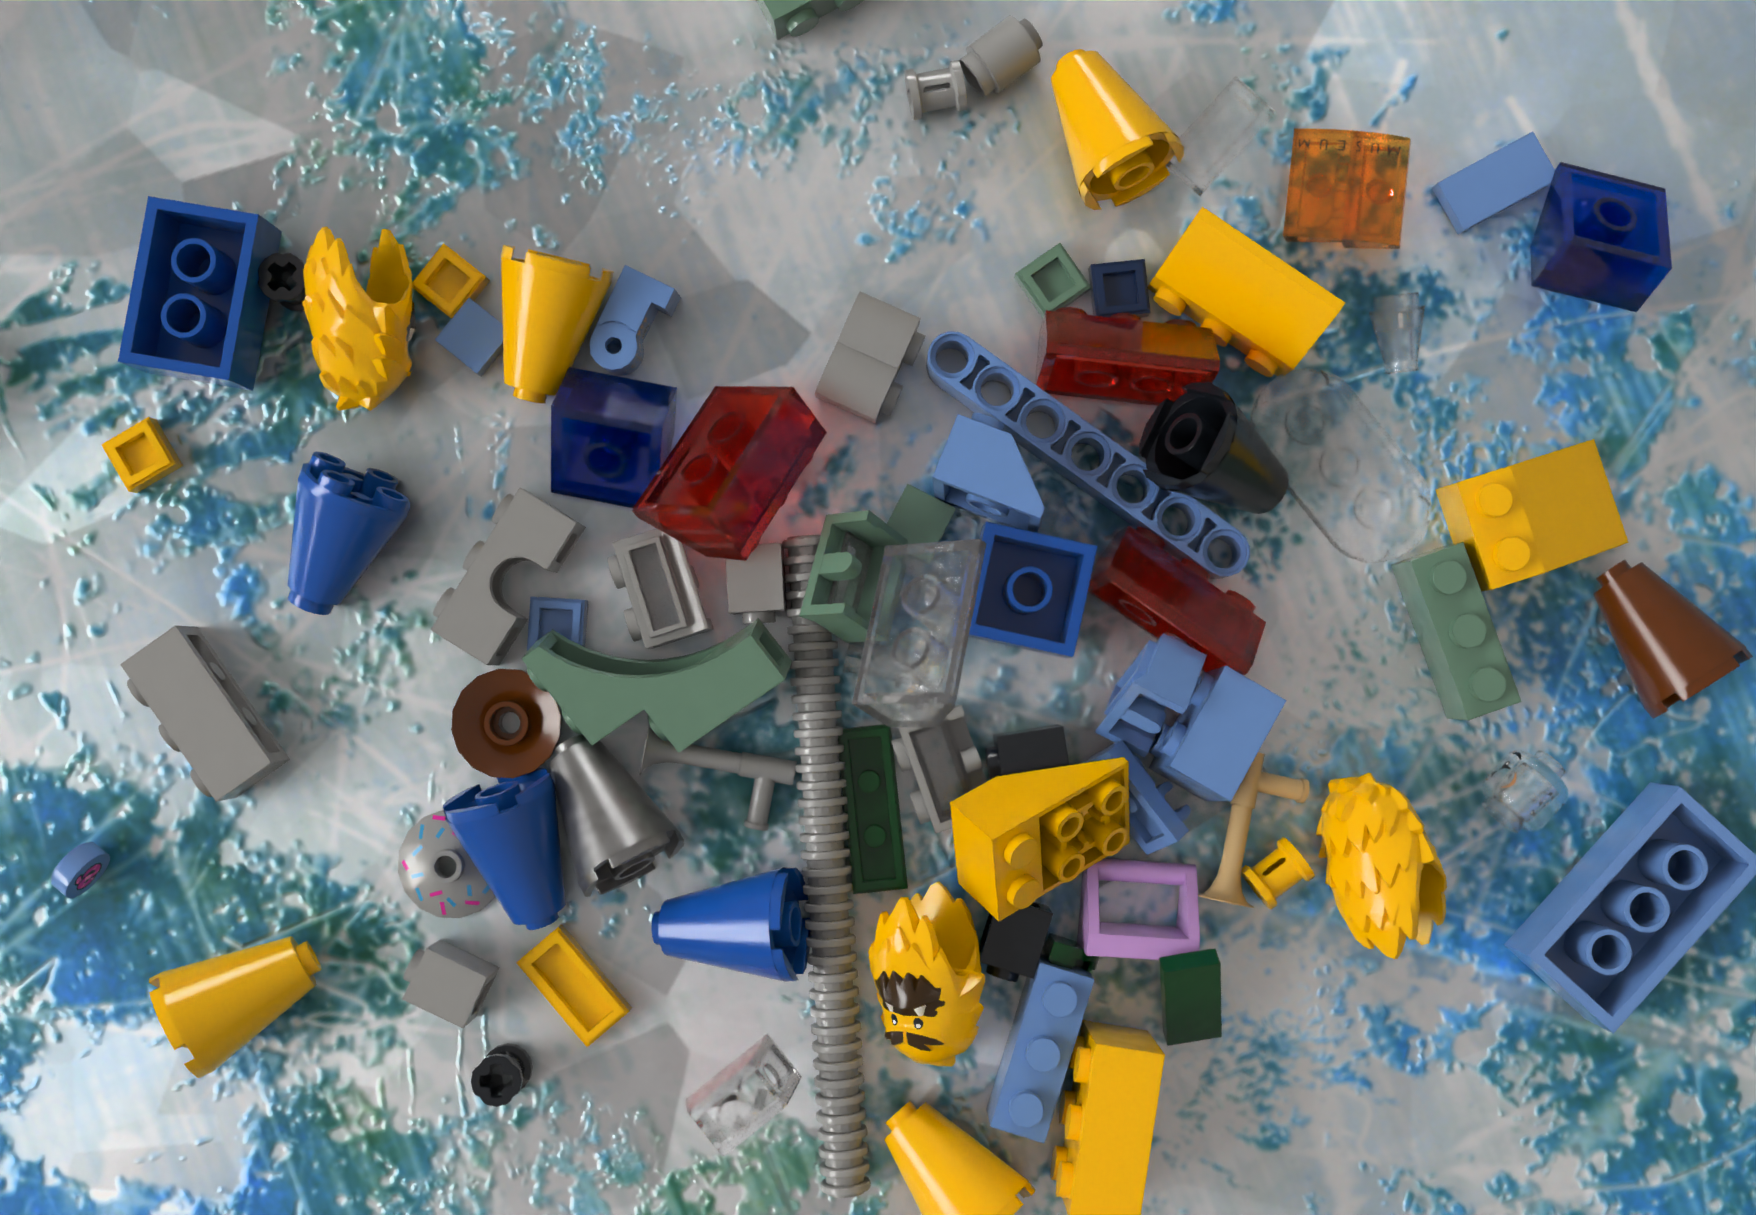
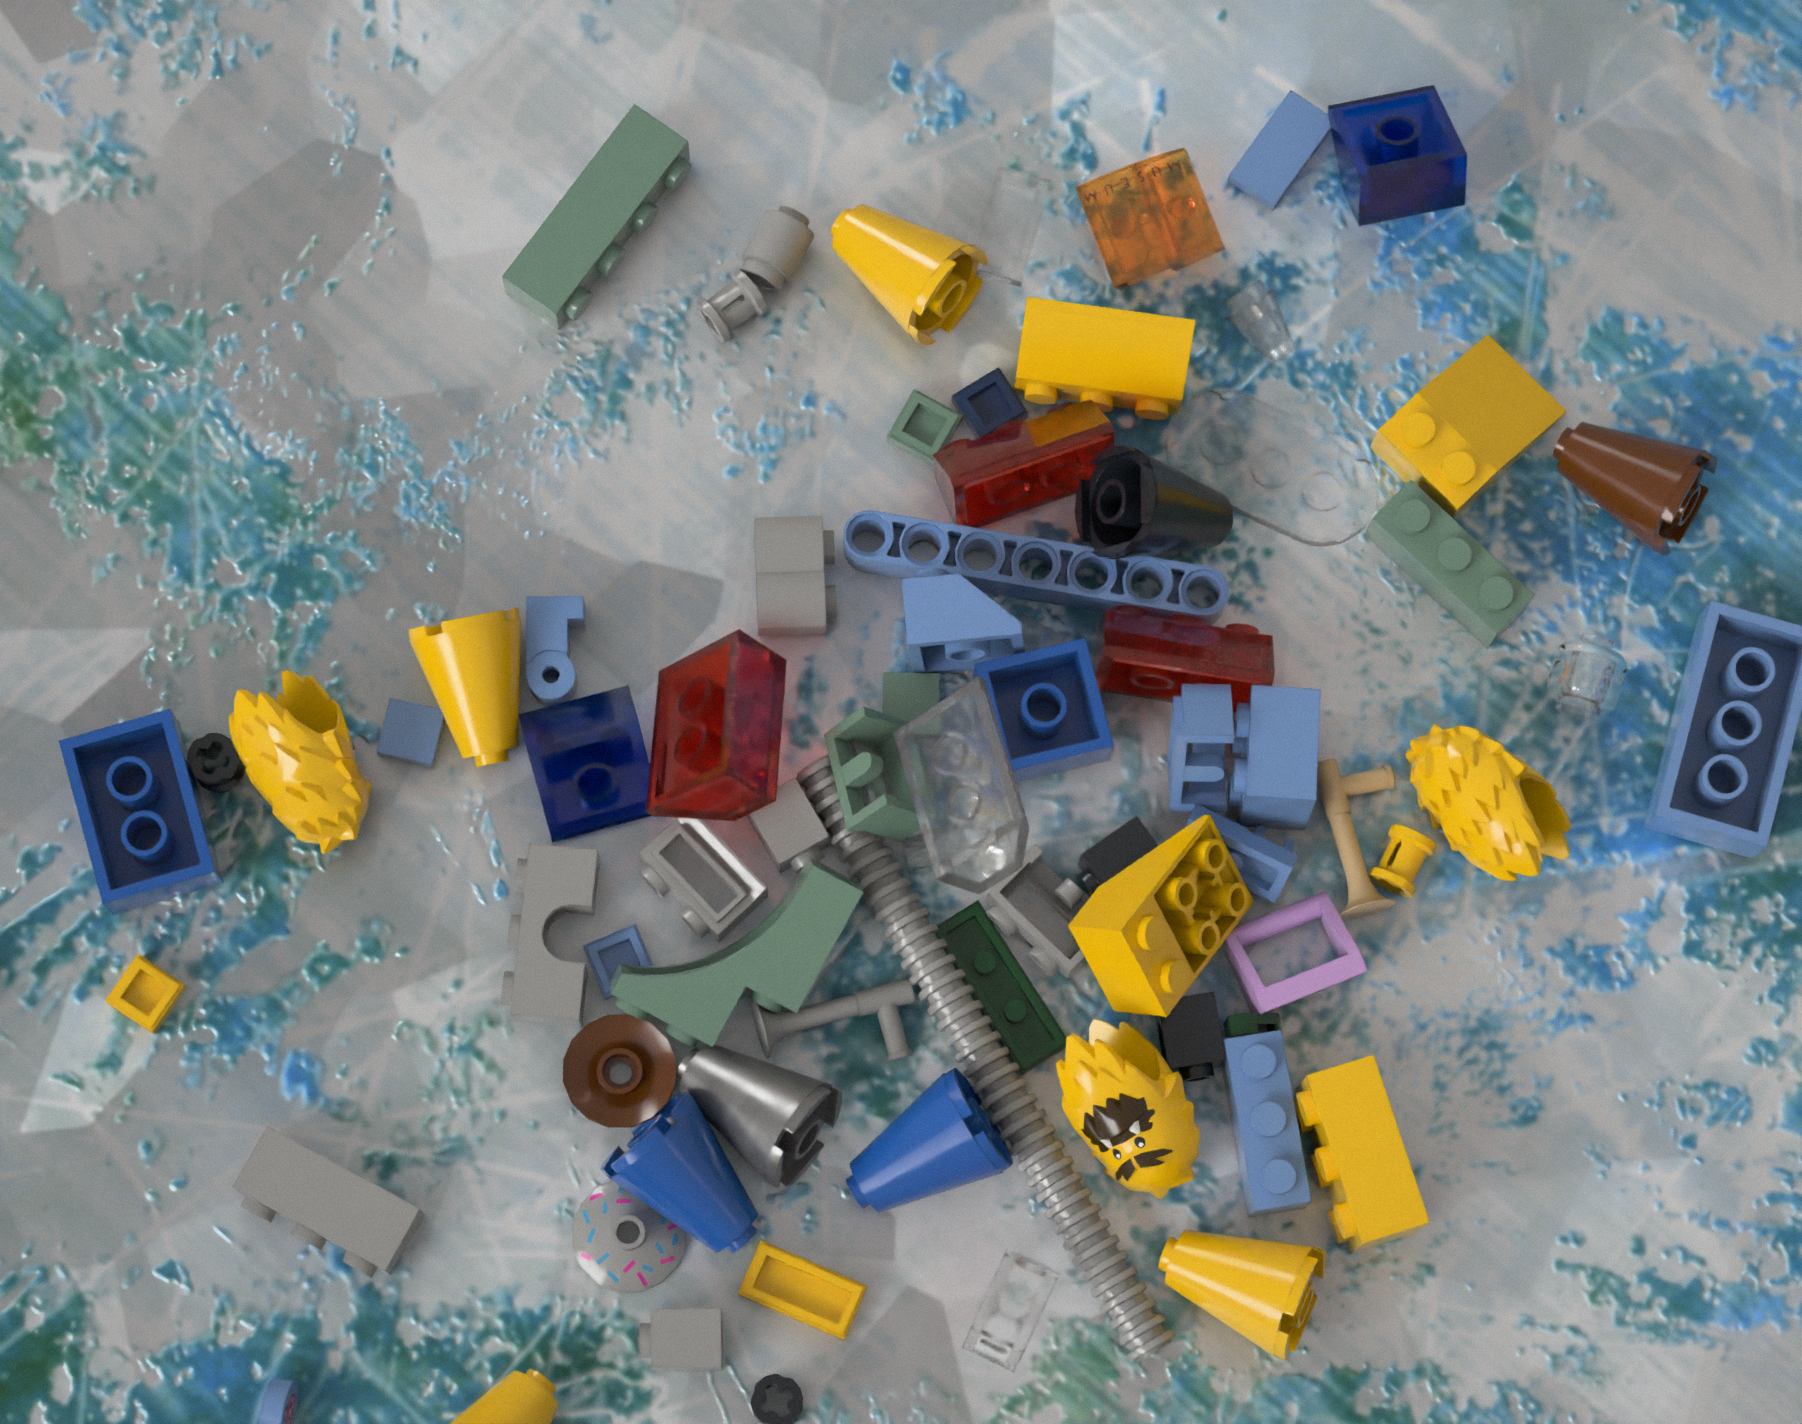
camera: 35 degrees left, 10 degrees down
(339, 529) = (376, 967): blue cone -> none
(449, 281) = (364, 693): yellow tile -> none
(1191, 996) = (1379, 1008): dark green tile -> none

